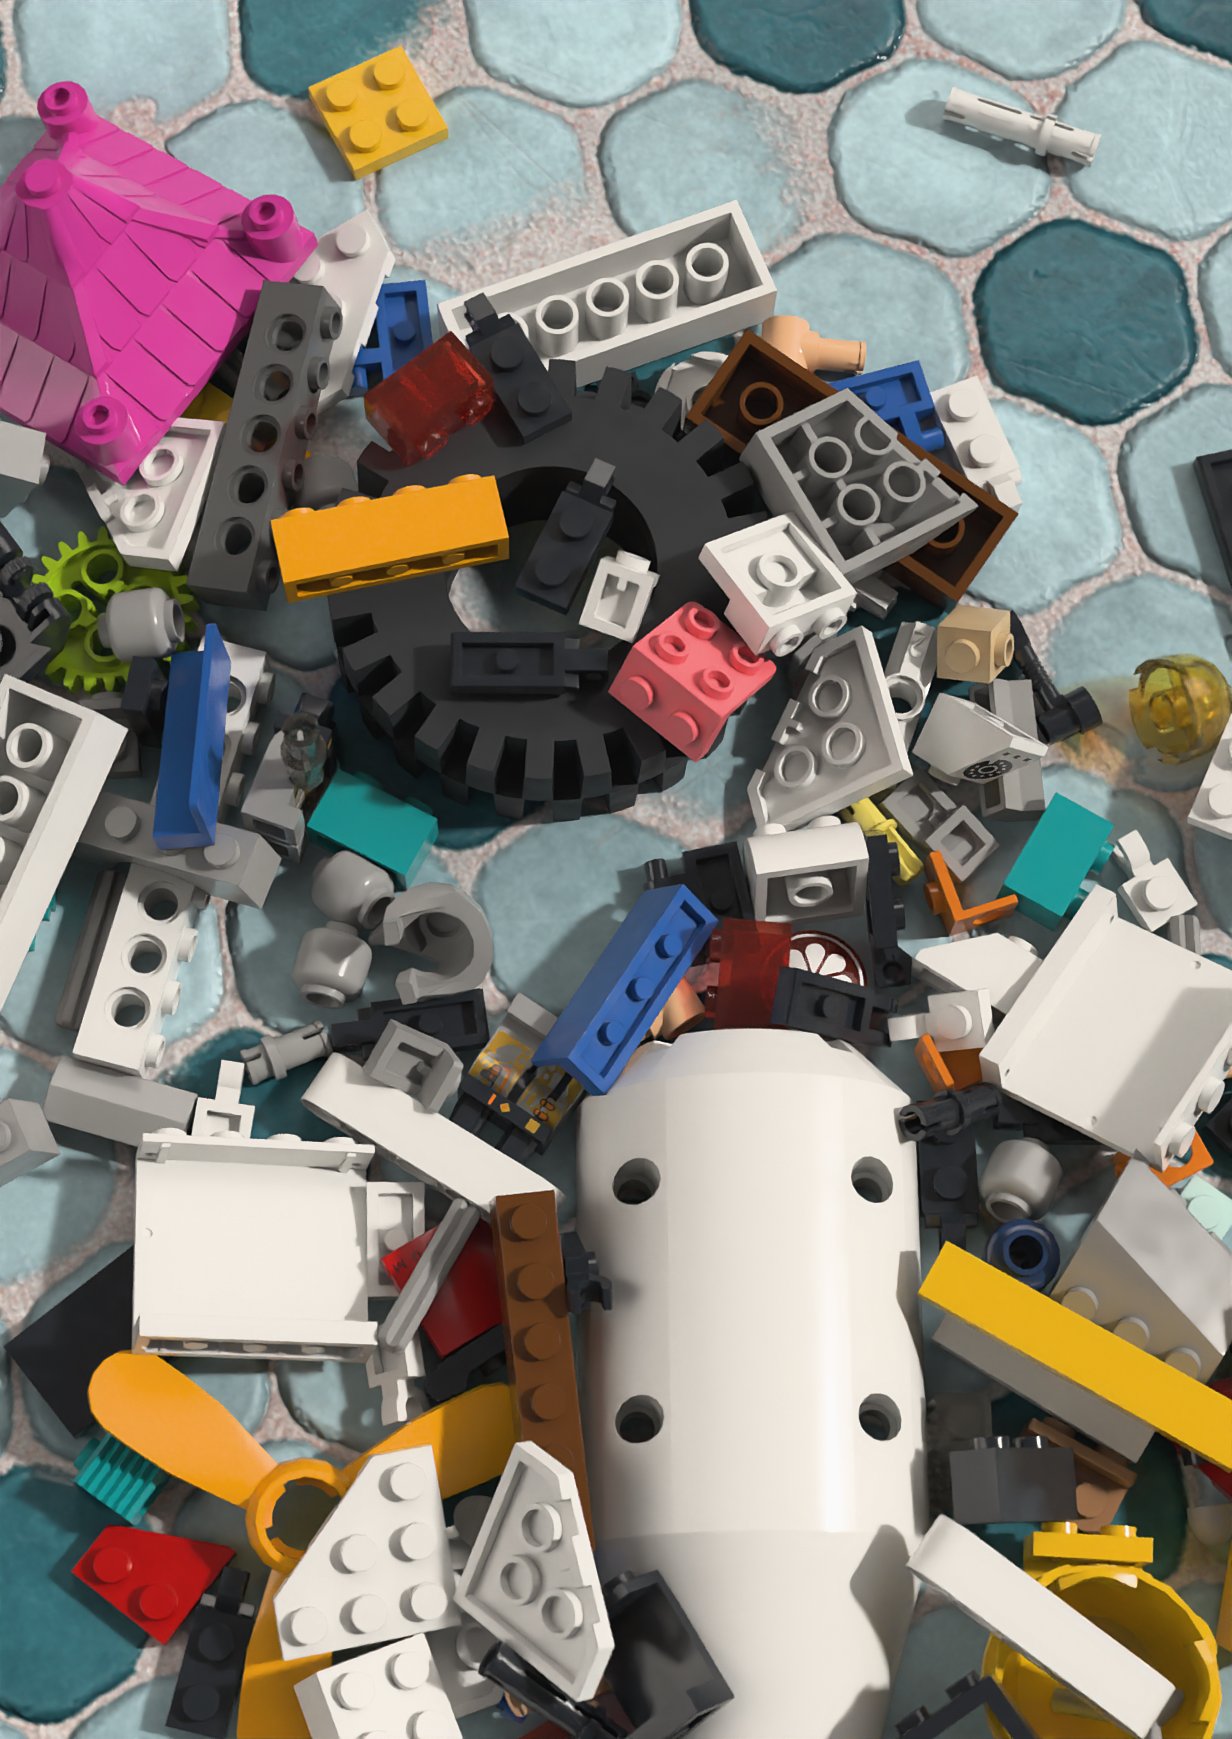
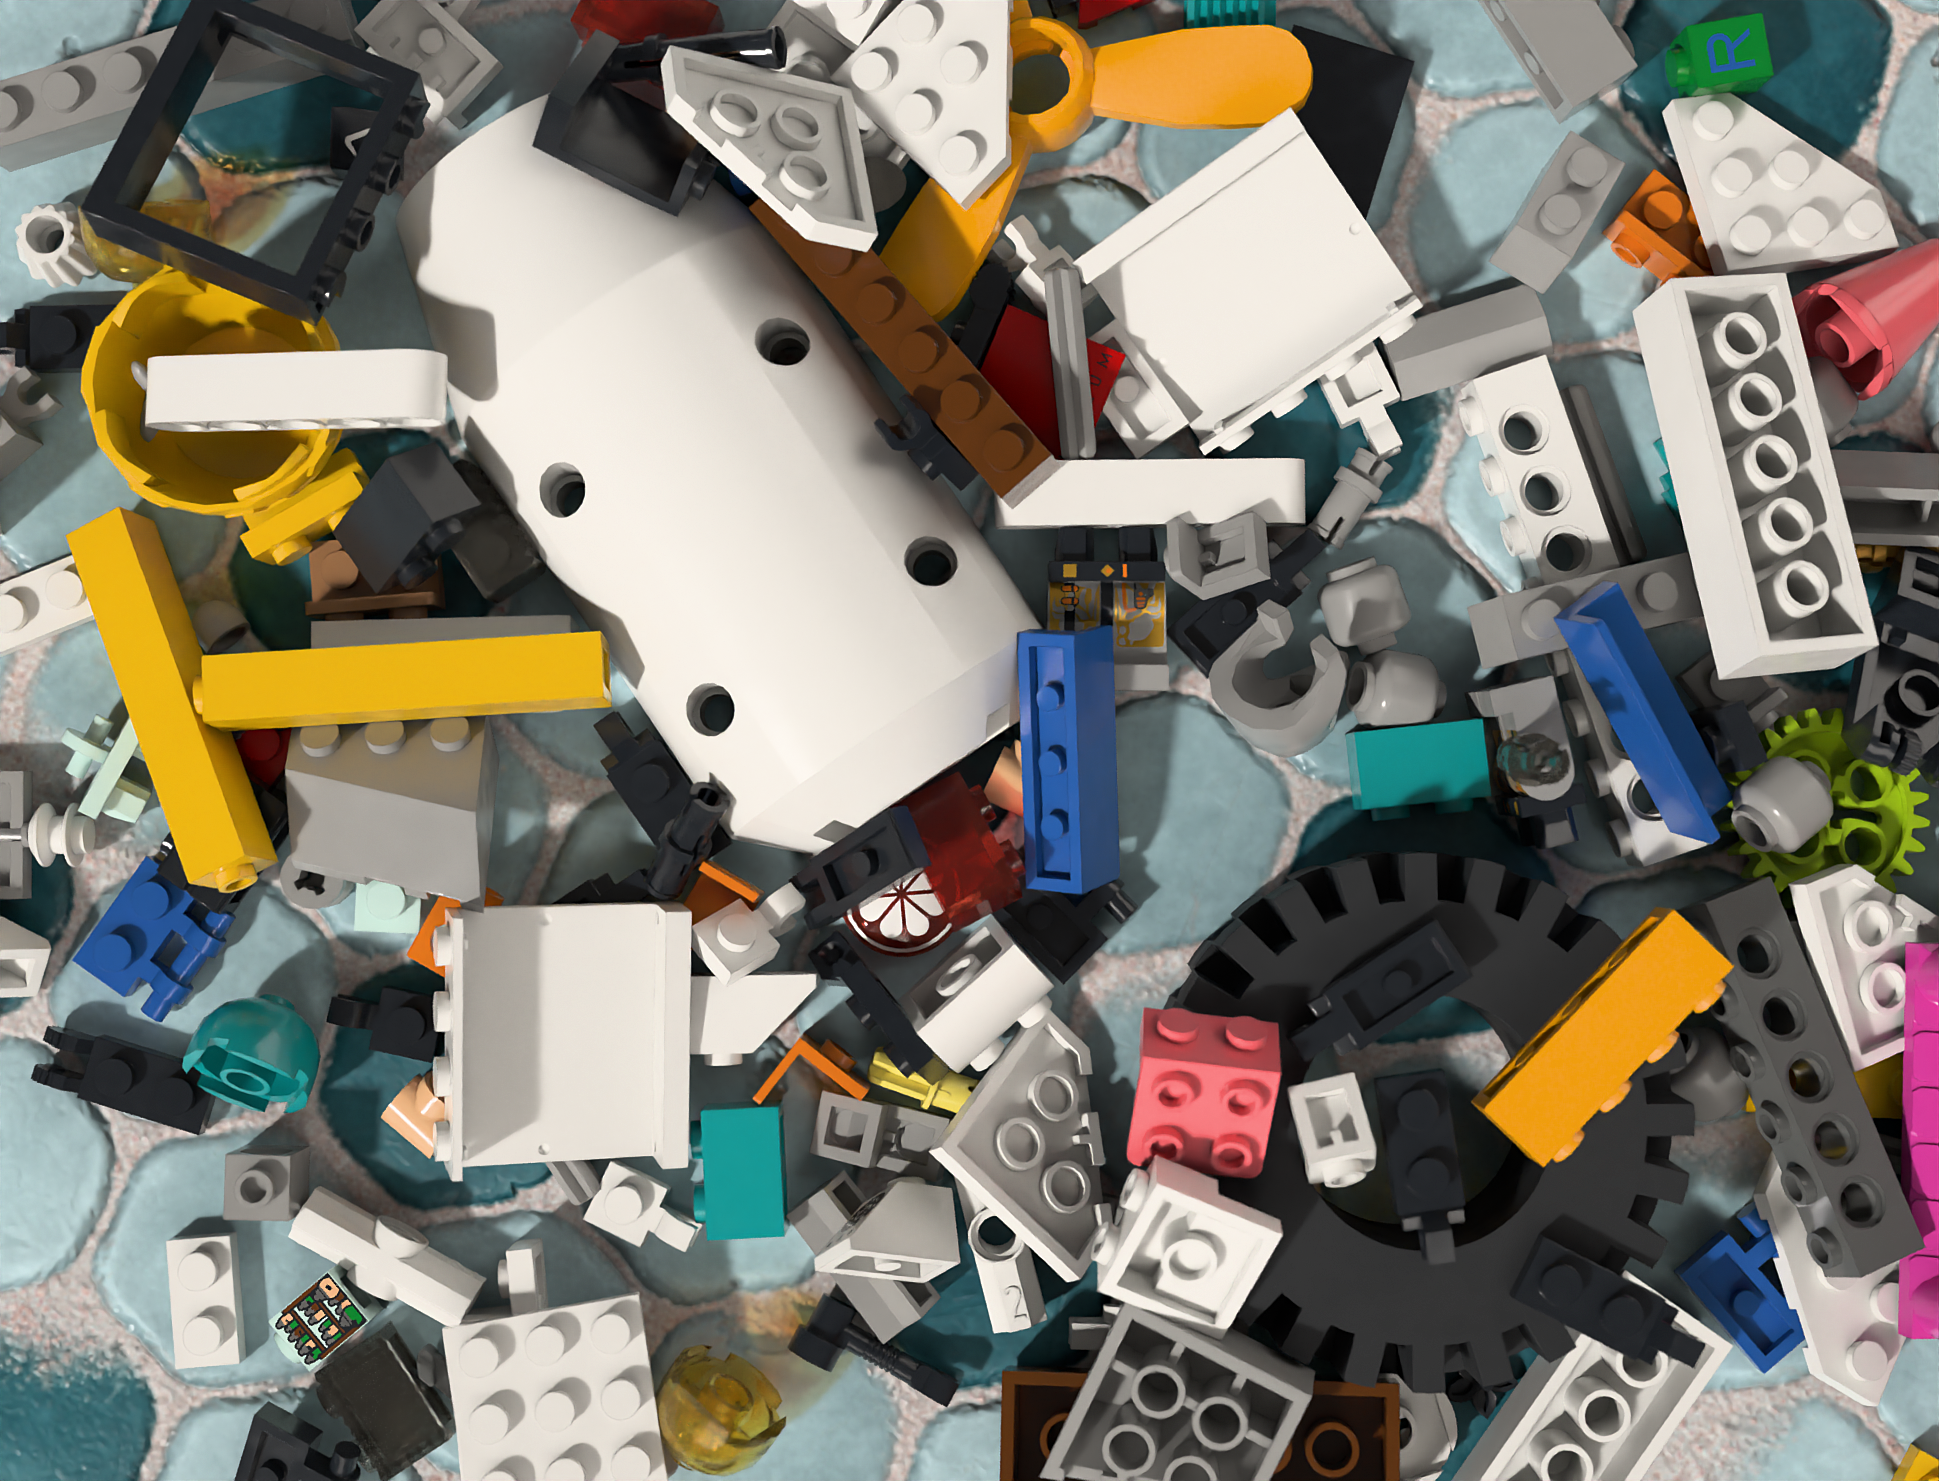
camera: 155 degrees right, 15 degrees up
(430, 399) = (1665, 1214): clear red brick -> none
(974, 644) = (960, 1341): tan brick -> none
(1020, 1180) = (584, 828): light grey head -> none
(1030, 1242) = (515, 745): dark blue head -> none

